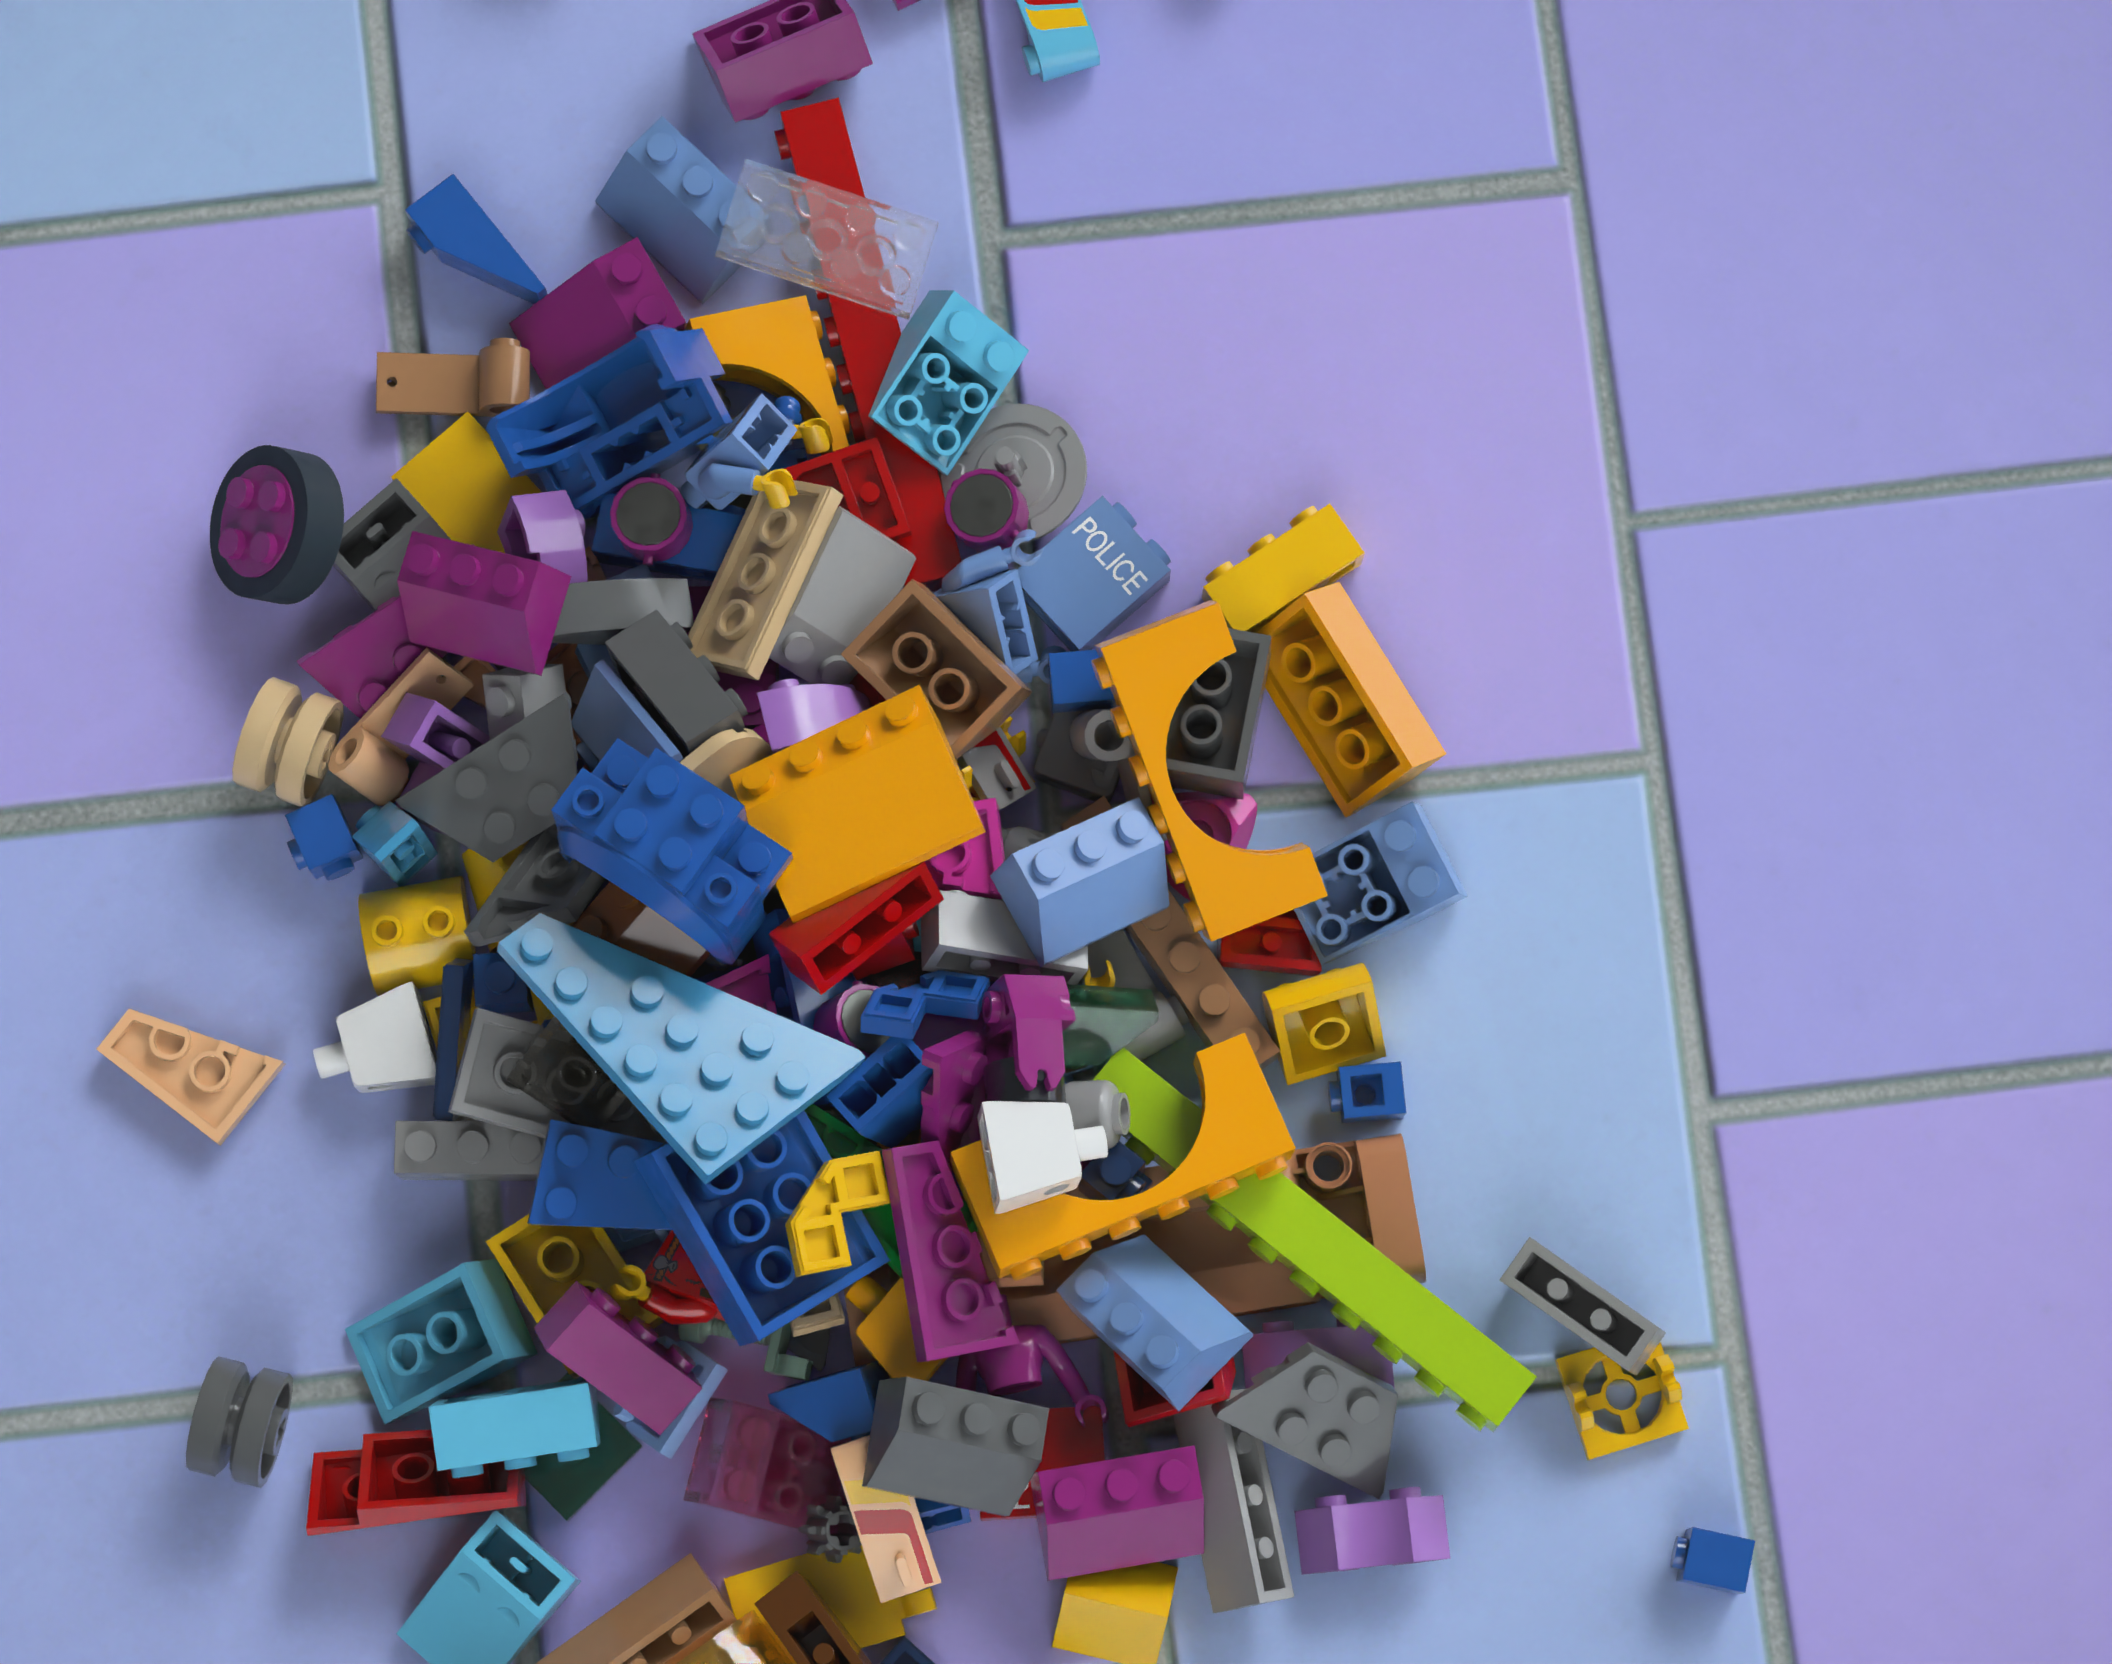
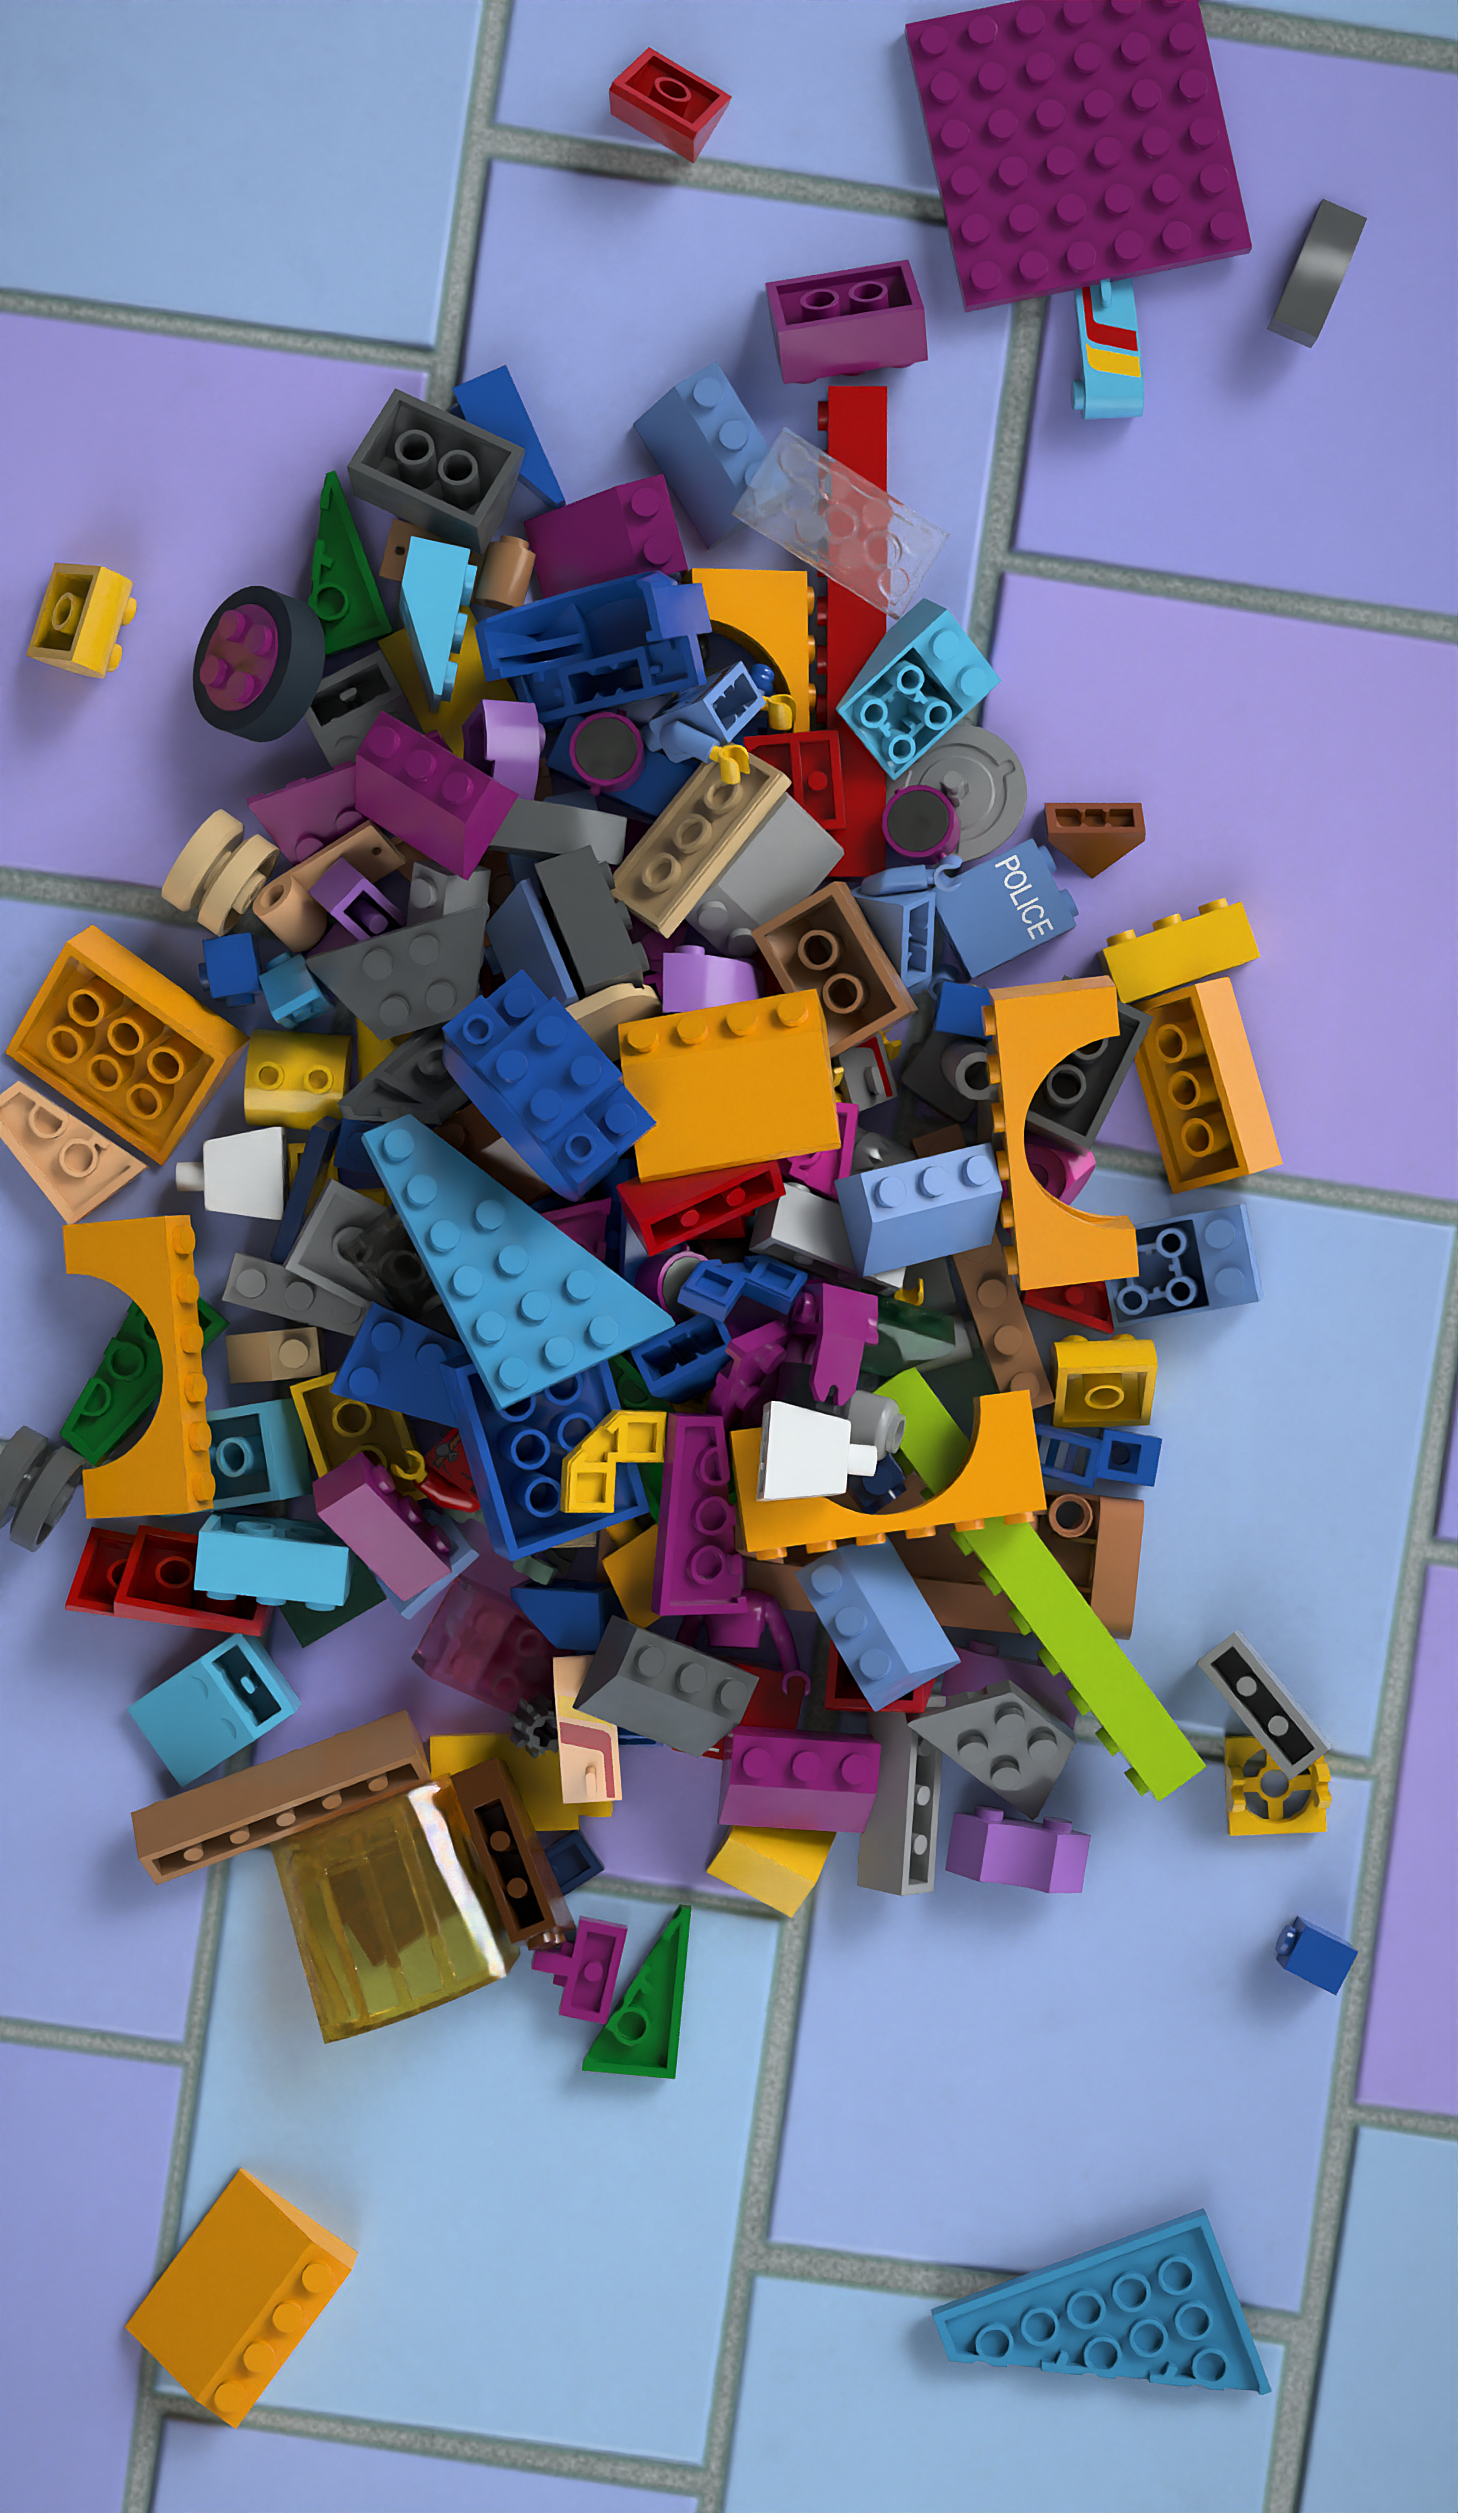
camera: 15 degrees right, 10 degrees up
(86, 530) = (82, 619): none -> yellow brick
(231, 943) = (126, 1043): none -> light orange slope
(333, 1251) = (126, 1384): none -> green wing
(341, 424) = (342, 580): none -> green wing
(381, 1355) = (172, 1460): none -> light orange arch
(409, 294) = (436, 471): none -> dark grey slope
(435, 410) = (430, 596): none -> medium azure slope
(462, 1219) = (276, 1355): none -> tan slope
(1166, 478) = (1094, 832): none -> dark orange slope
(1312, 1086) = (1092, 1461): none -> blue slope

